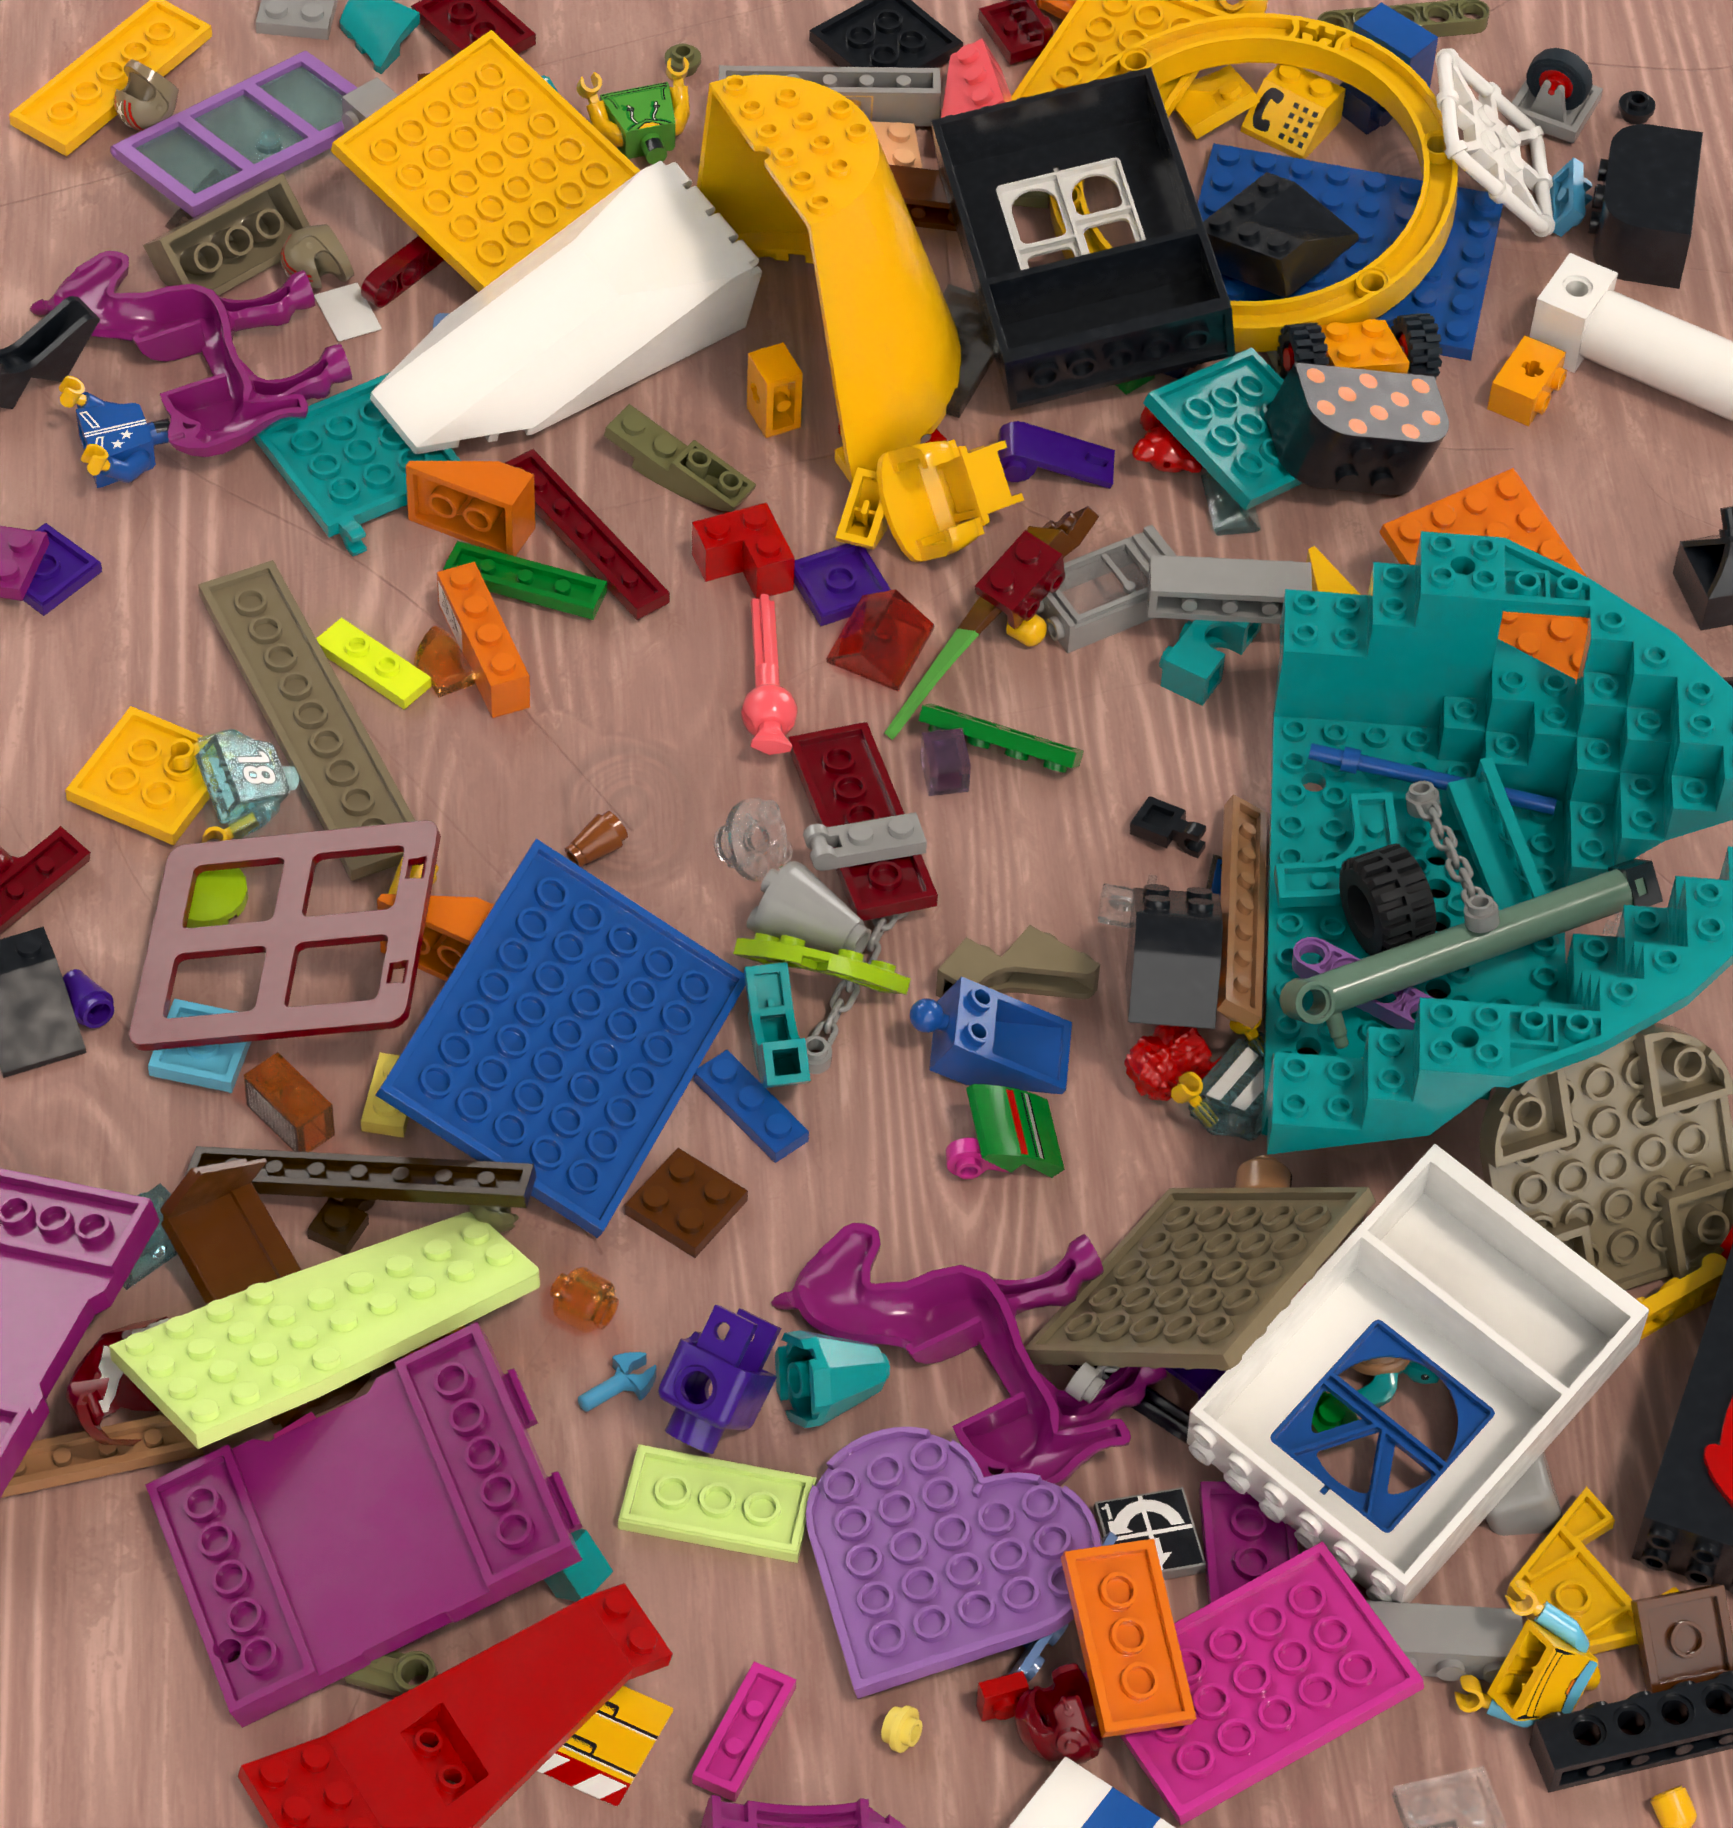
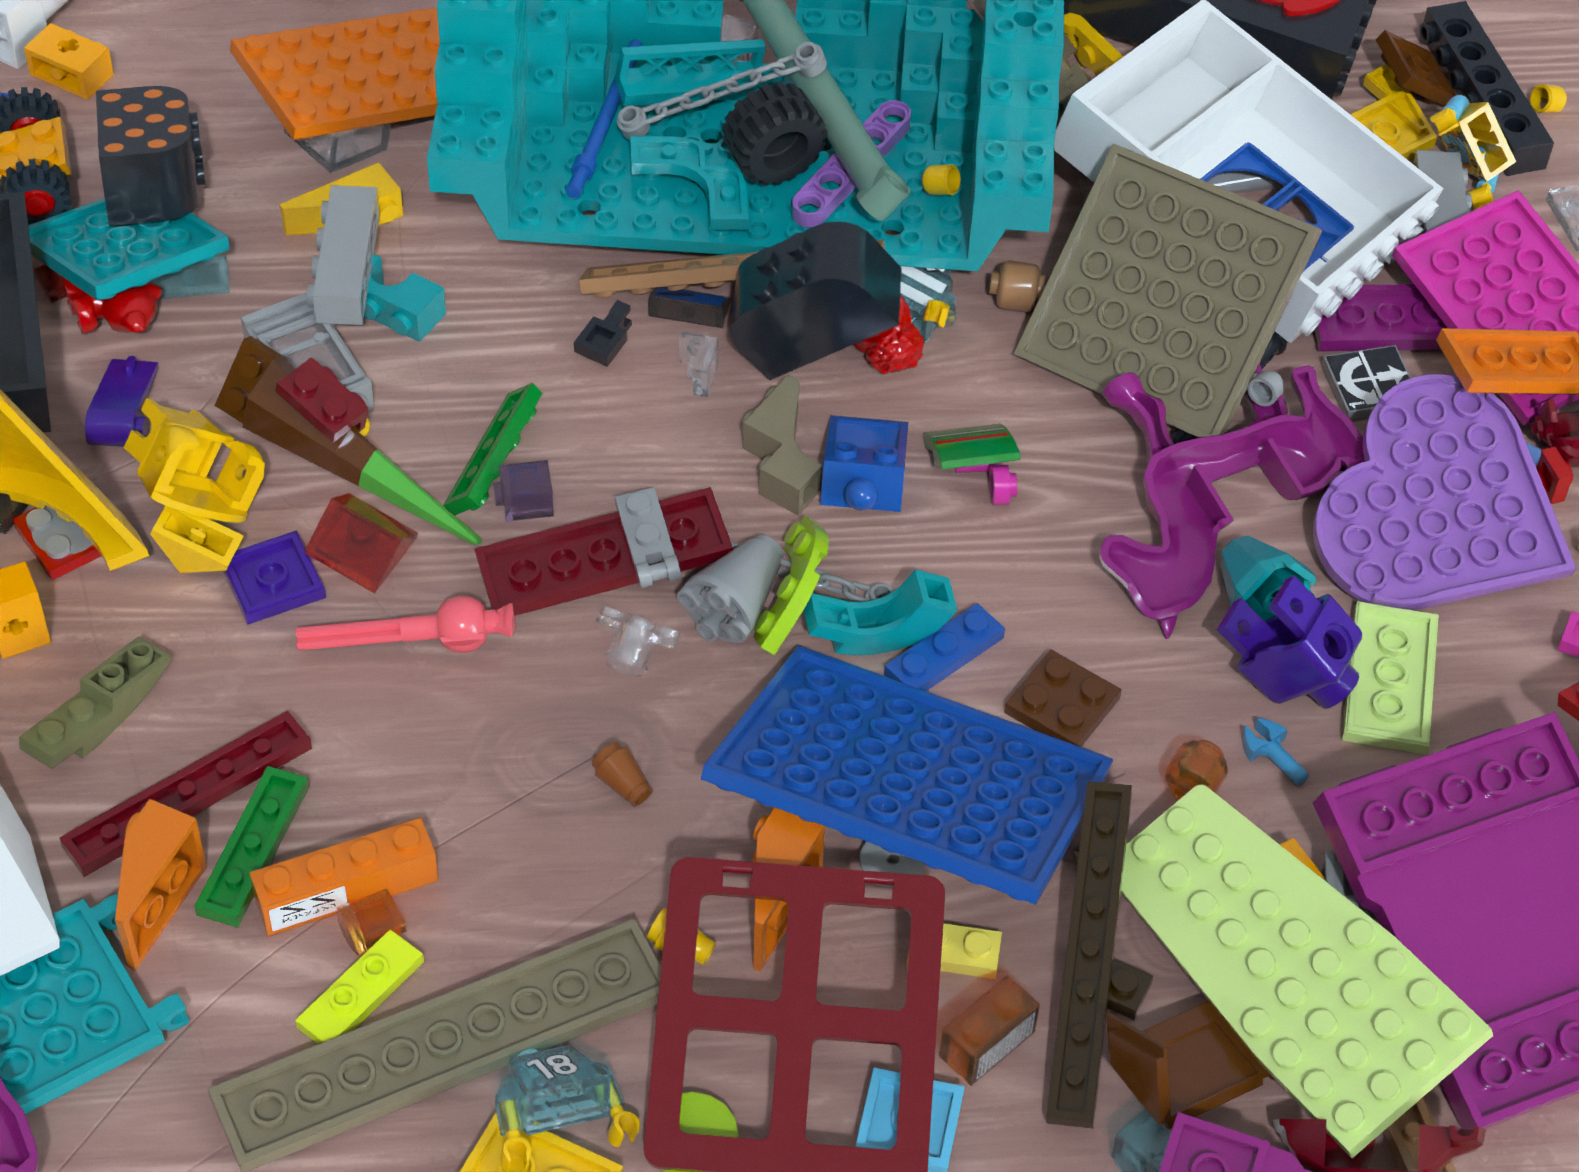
camera: 90 degrees left, 0 degrees up
(745, 543) = (230, 637): red brick -> none

